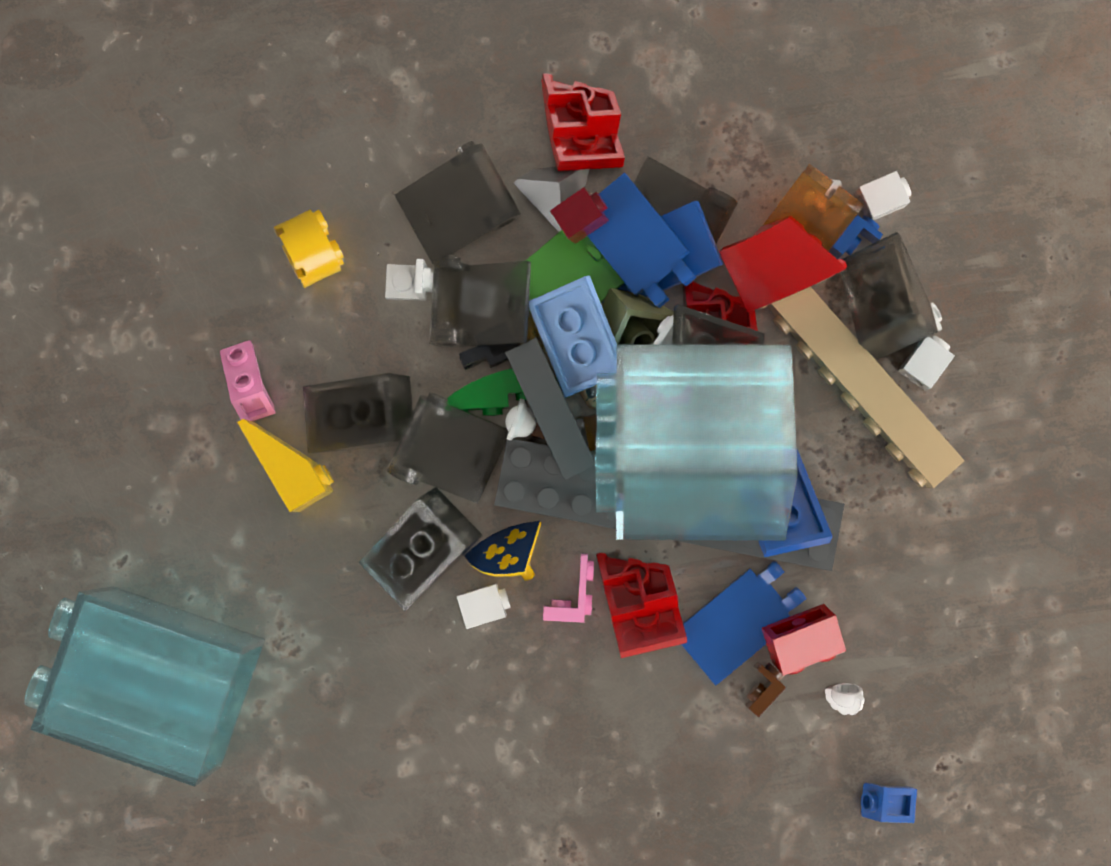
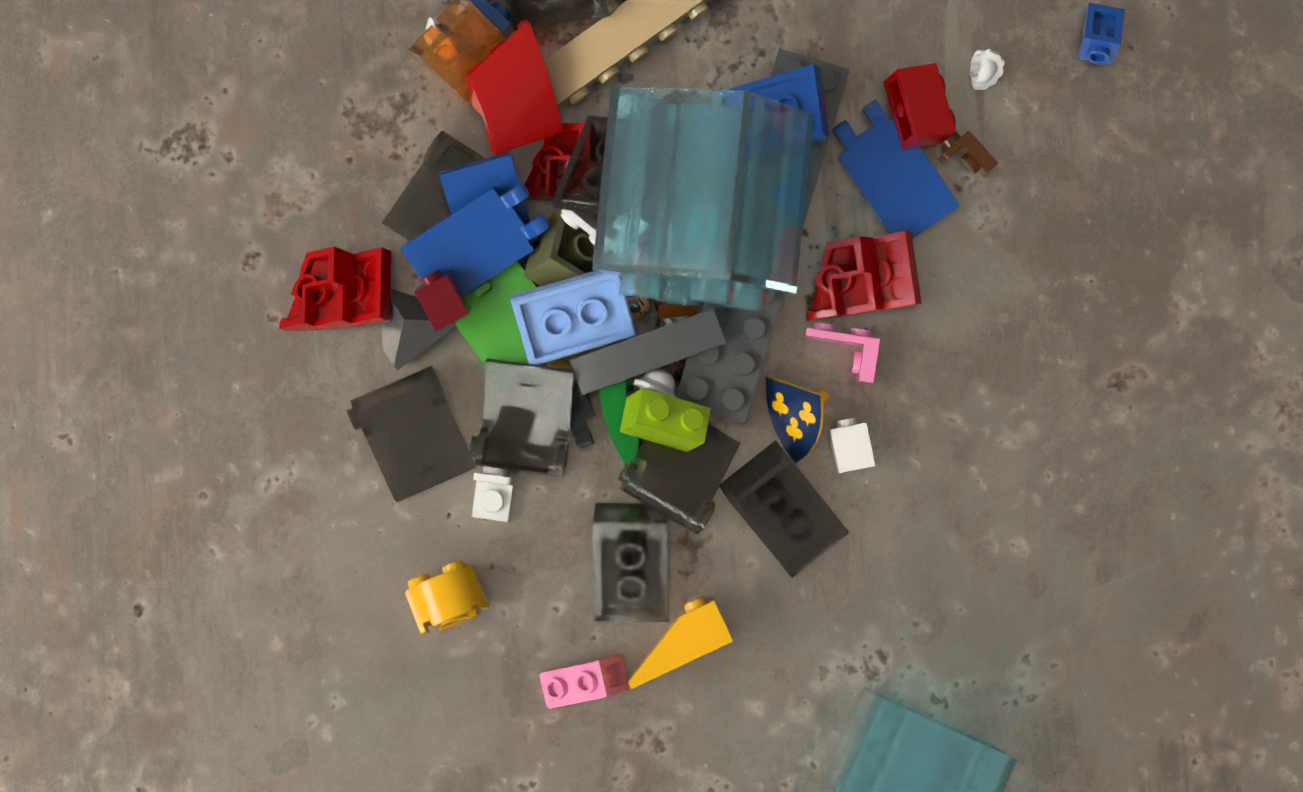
camera: 85 degrees left, 0 degrees up
(489, 430) = (665, 420): none -> lime brick

